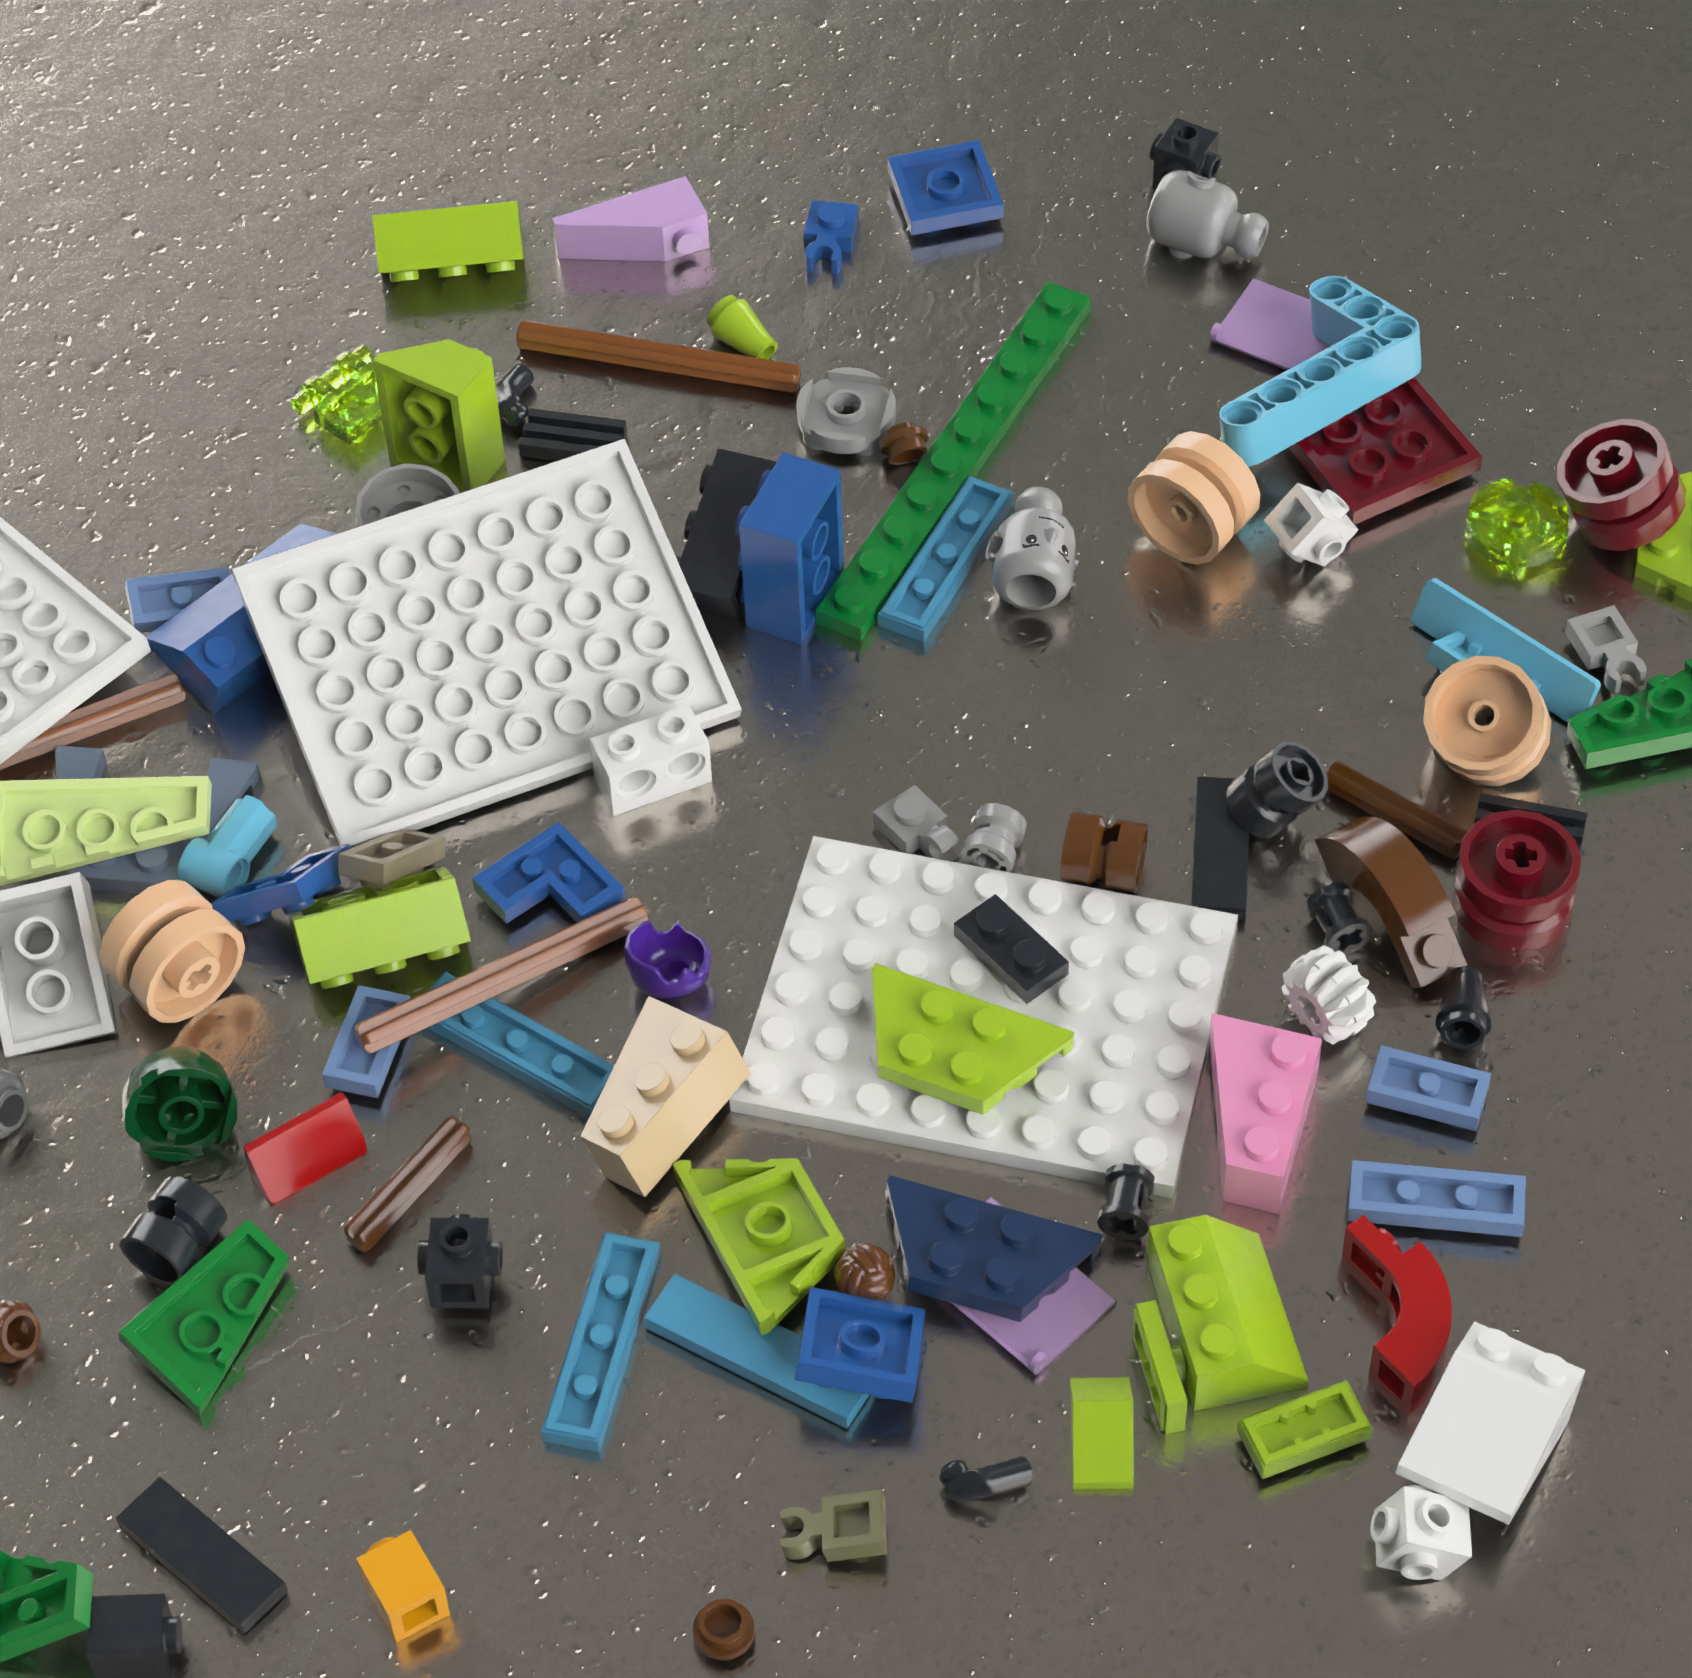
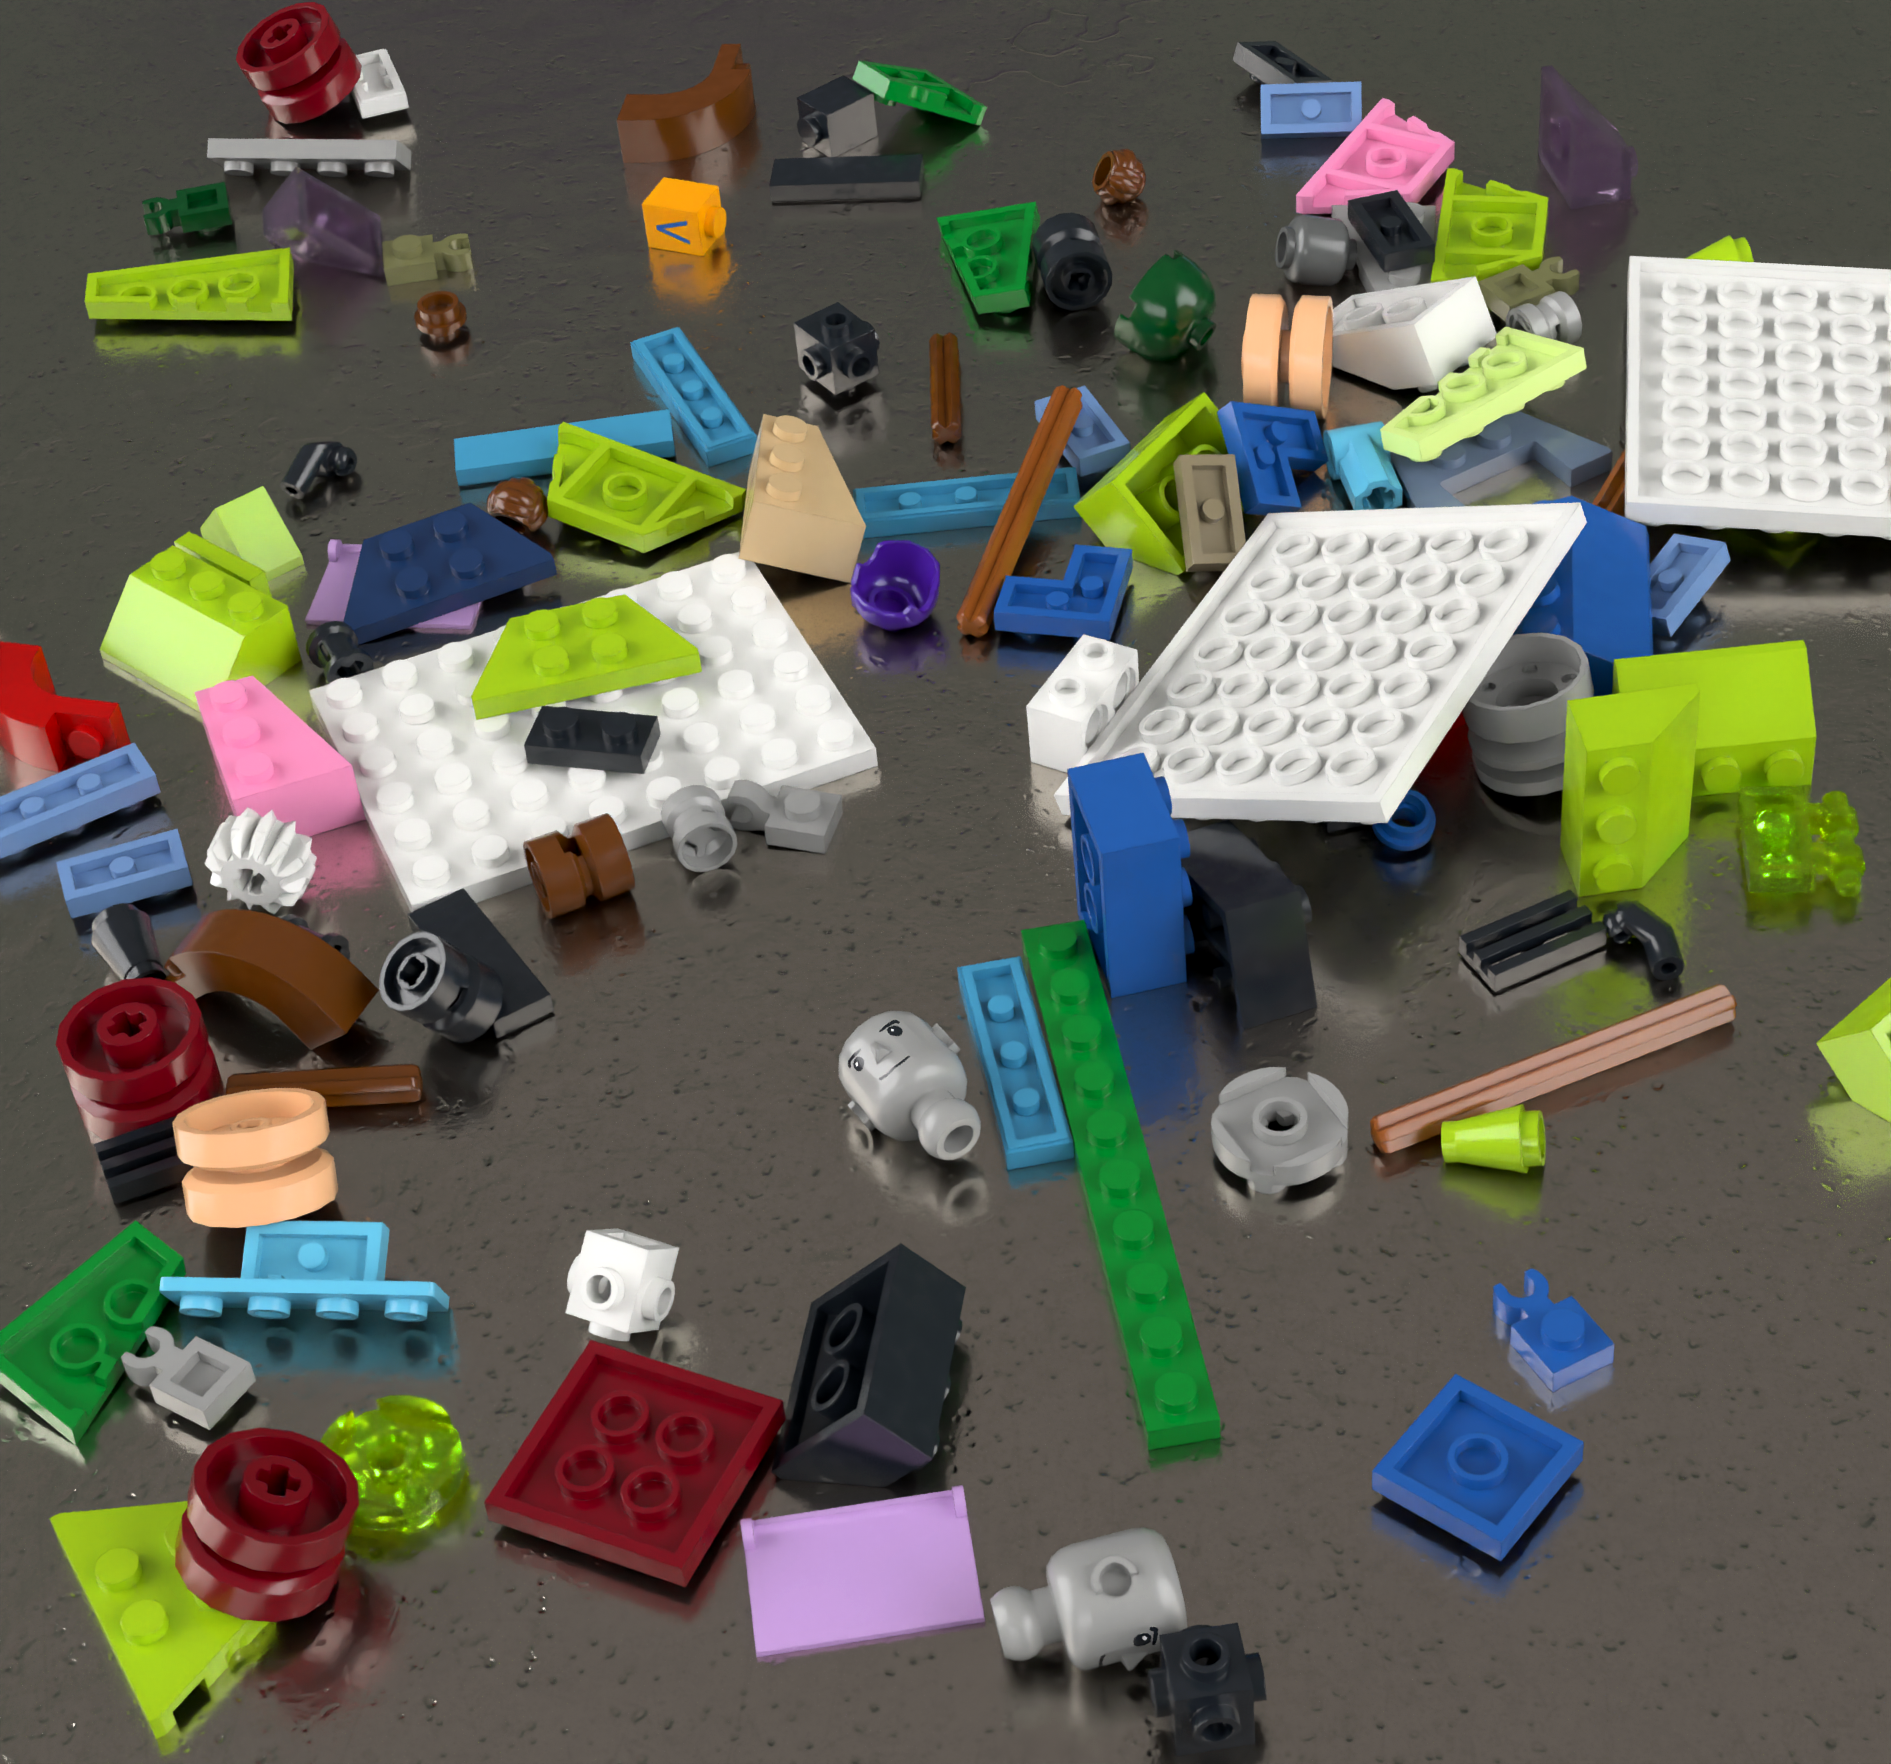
camera: 145 degrees right, 10 degrees down
(303, 464) = (1751, 713): none -> lime slope
(305, 1149) = (1048, 358): red slope -> none
(639, 226) = (1751, 1178): lavender slope -> none
(845, 1528) = (398, 392): olive plate -> none
(860, 1345) = (472, 451): blue plate -> none
(904, 443) = (1174, 1124): reddish brown plate -> none
(1193, 497) = (771, 1204): light nougat wheel -> none
(1199, 387) = (872, 1375): none -> black slope
(1304, 1429) = (74, 612): lime plate -> none
(1368, 355) = (720, 1442): medium azure beam -> none

